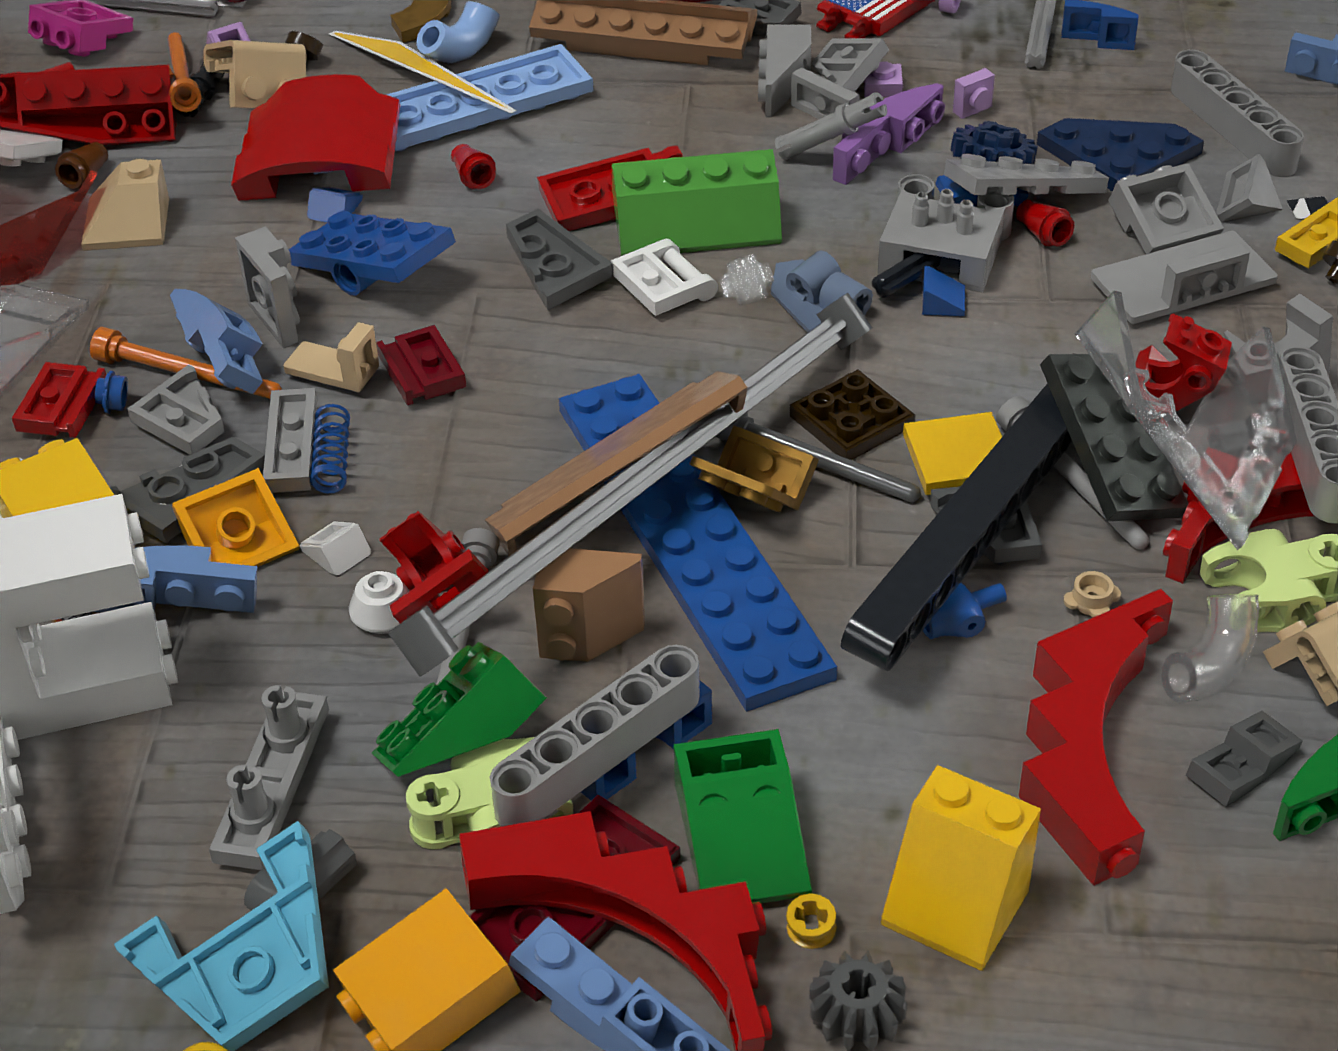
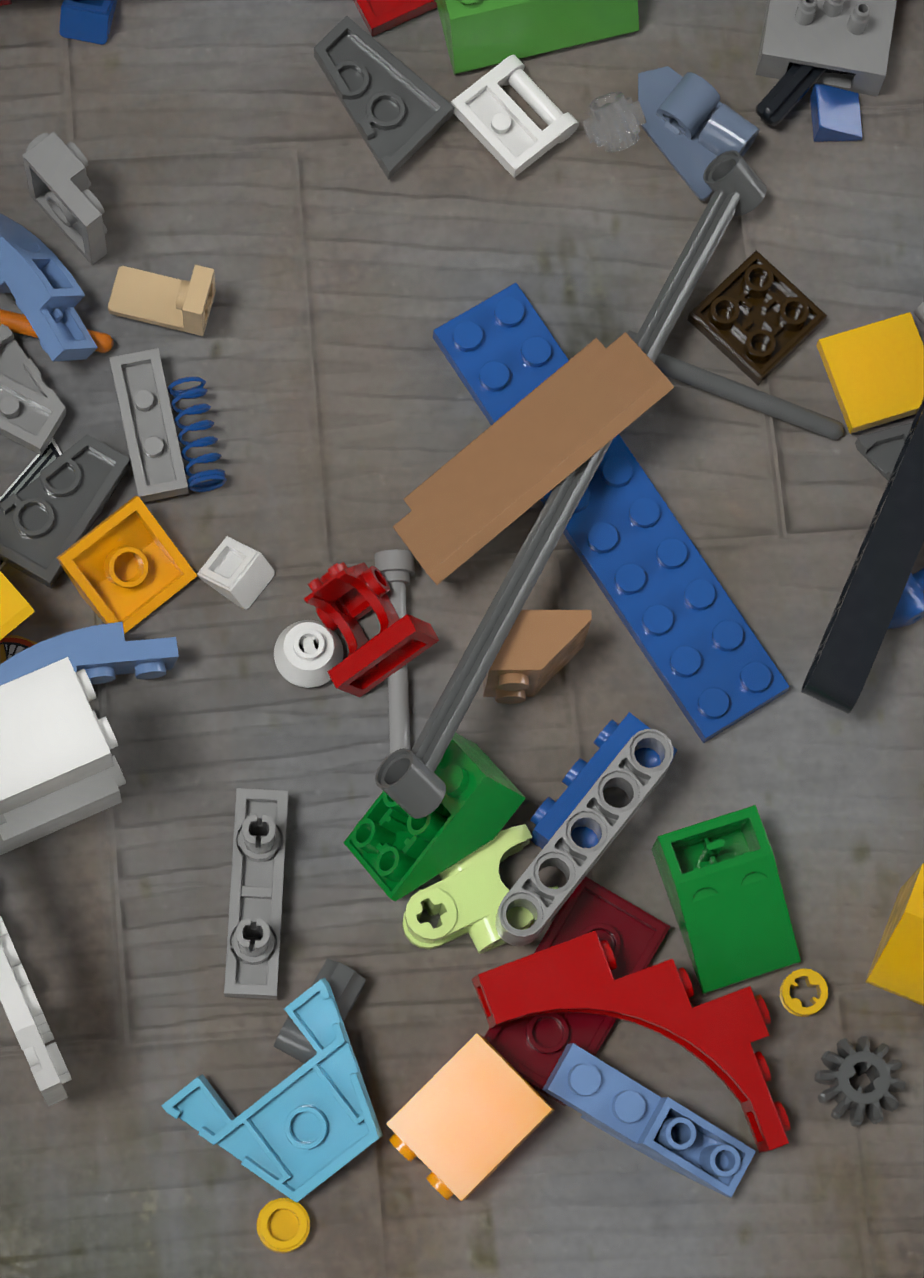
camera: 20 degrees left, 30 degrees up
(369, 249) = (164, 111): blue plate -> none
(421, 364) = (266, 291): dark red plate -> none
(760, 470) = (676, 439): pearl gold bracket -> none

